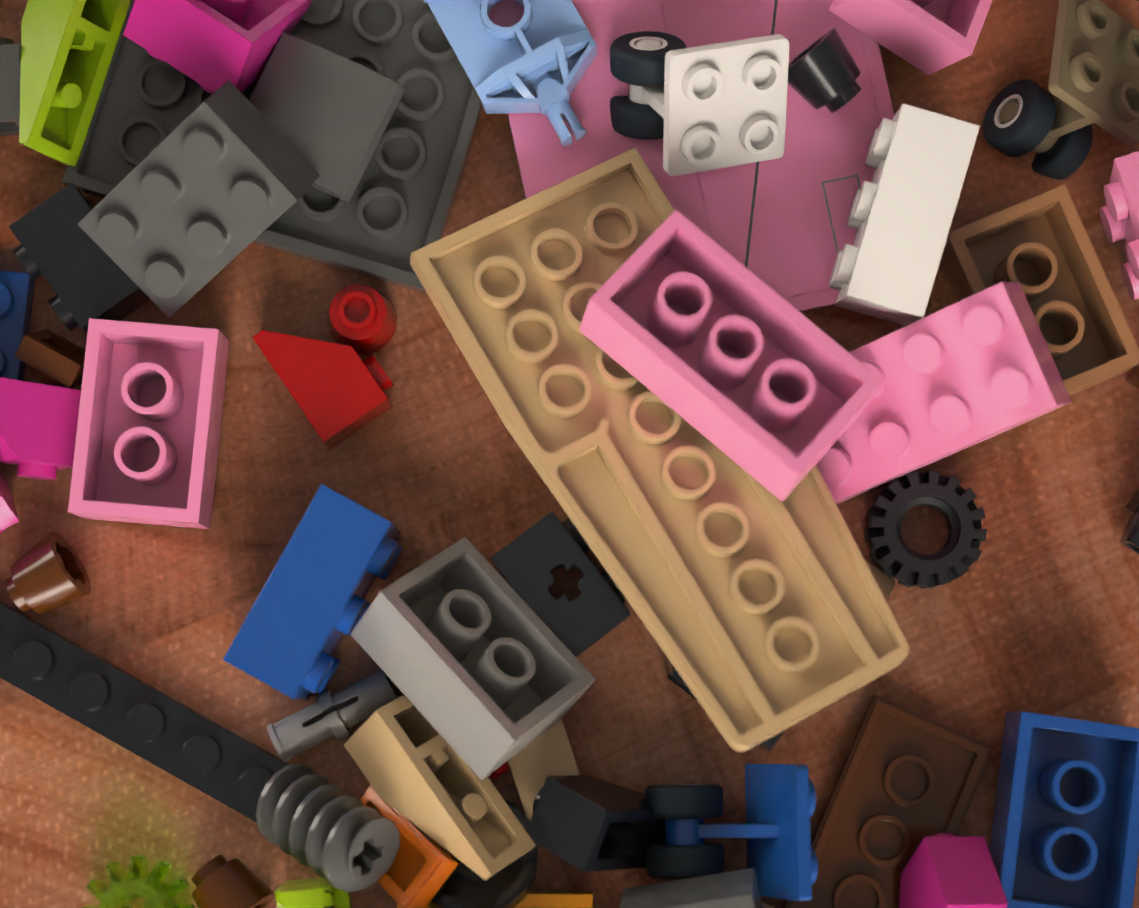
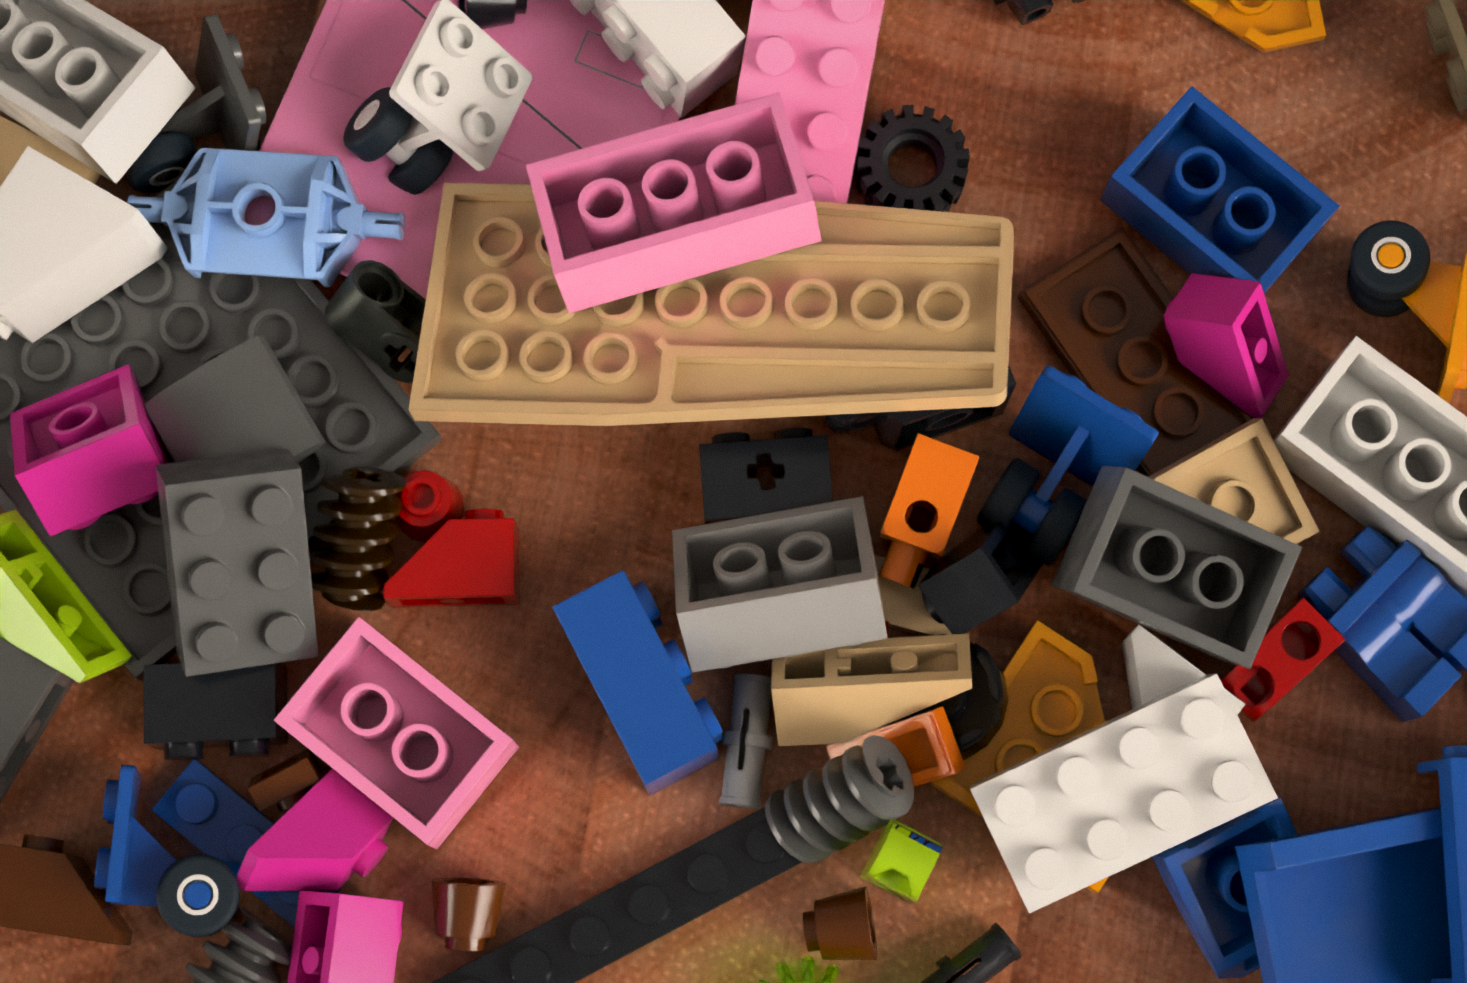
camera: 55 degrees left, 5 degrees down
(288, 280) = (357, 537): none -> dark brown piece
(486, 171) = (378, 317): none -> pearl dark grey piece
(651, 732) = (932, 480): none -> orange torso

